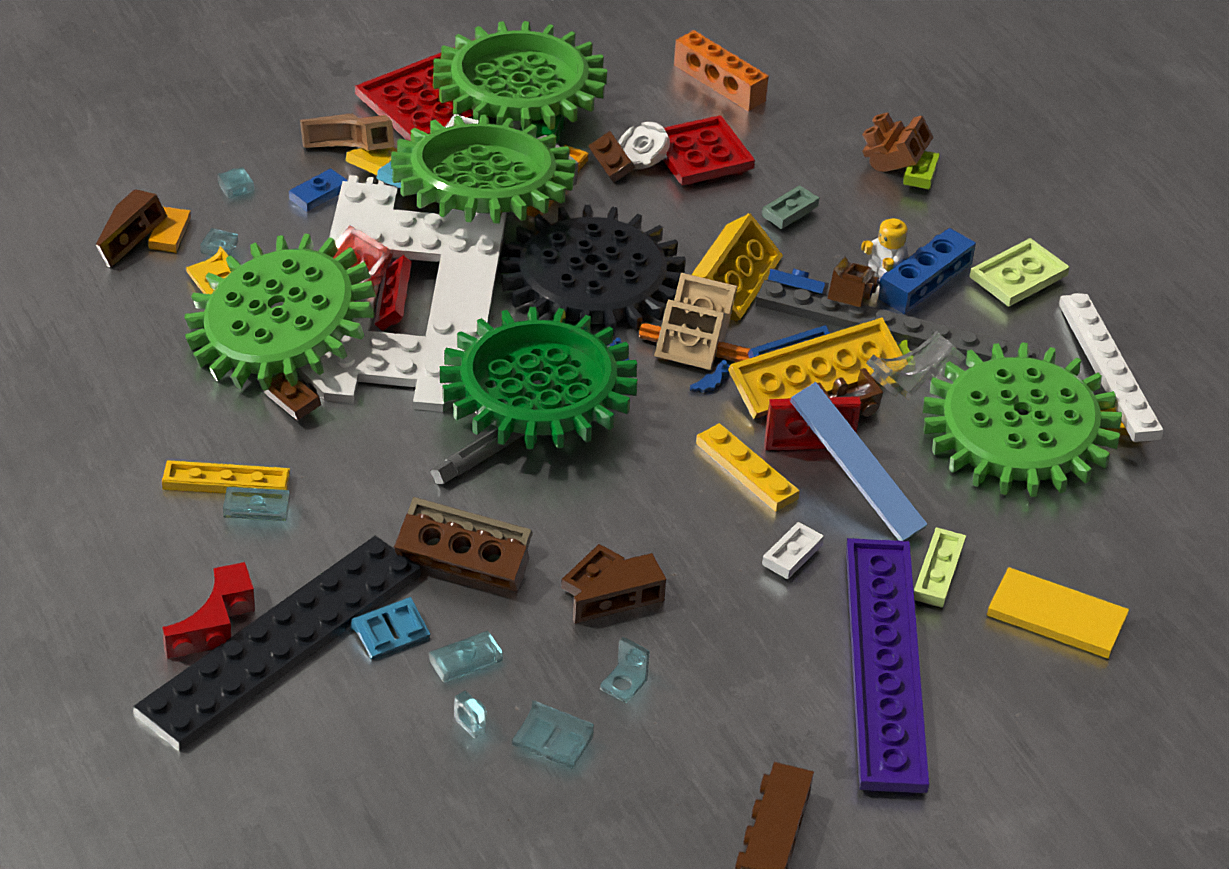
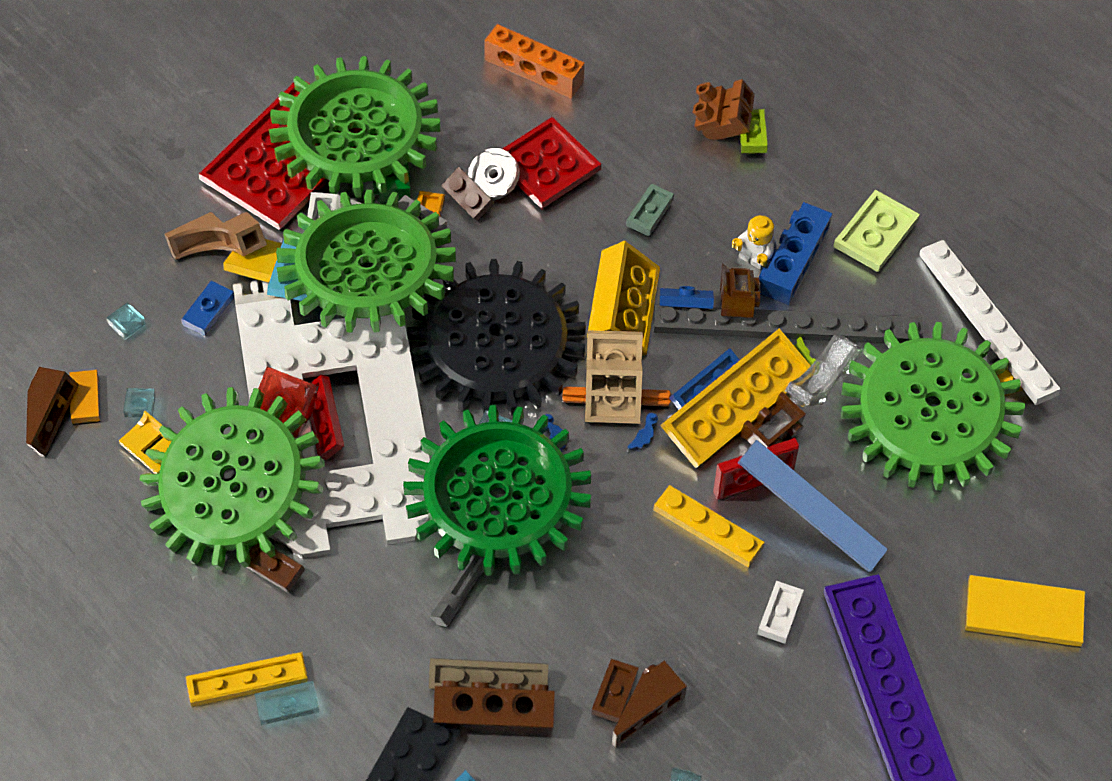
camera: 15 degrees left, 15 degrees up
(939, 567) = (911, 592): yellowish green plate -> none

